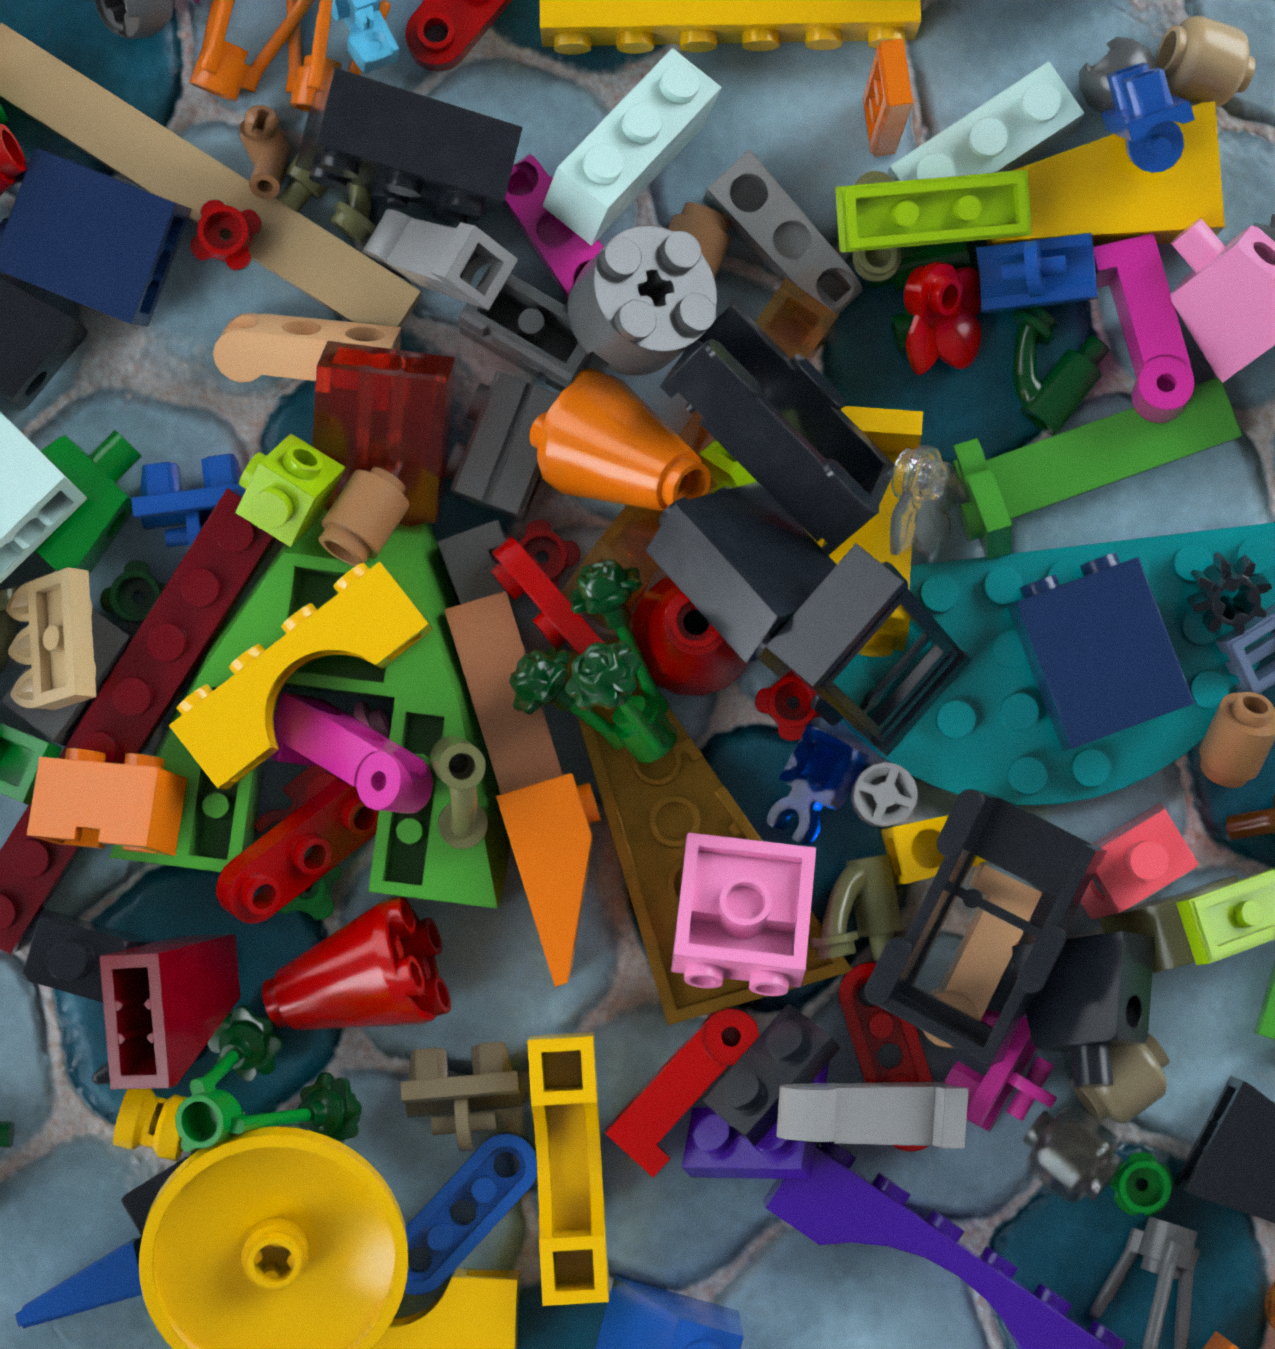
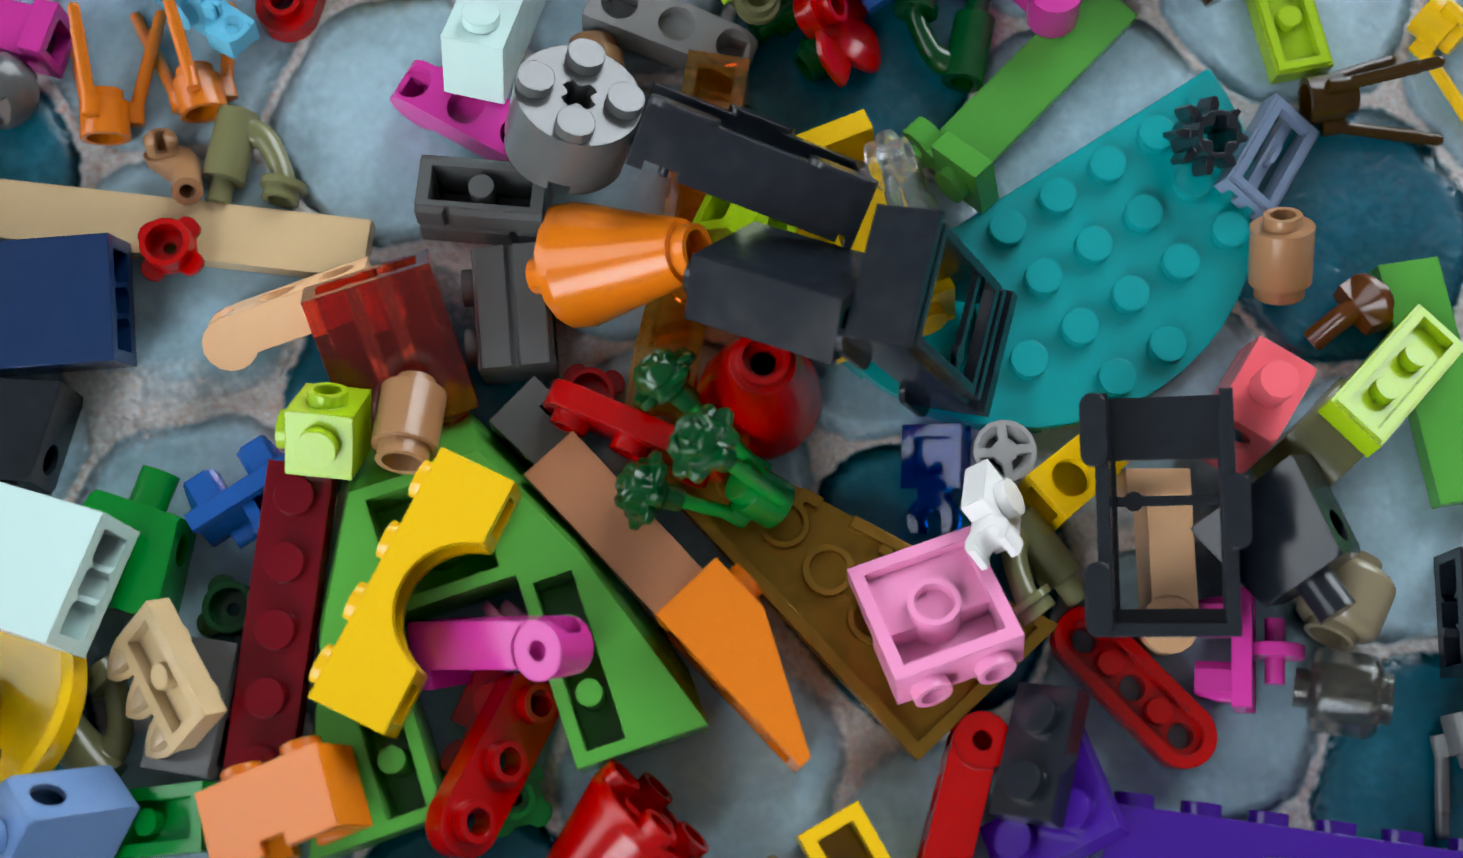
camera: 30 degrees left, 10 degrees down
(407, 148) = (298, 90): black brick -> none
(440, 256) = (375, 170): light grey leg -> none
(461, 768) = (610, 598): olive plant -> none
(774, 702) = (872, 399): red plate -> none
(843, 847) = (995, 513): none -> white plate
(874, 1113) = (1158, 739): light grey leg -> none
(1099, 651) = (1124, 235): dark blue brick -> none
(1158, 1189) = (1434, 688): green plate -> none

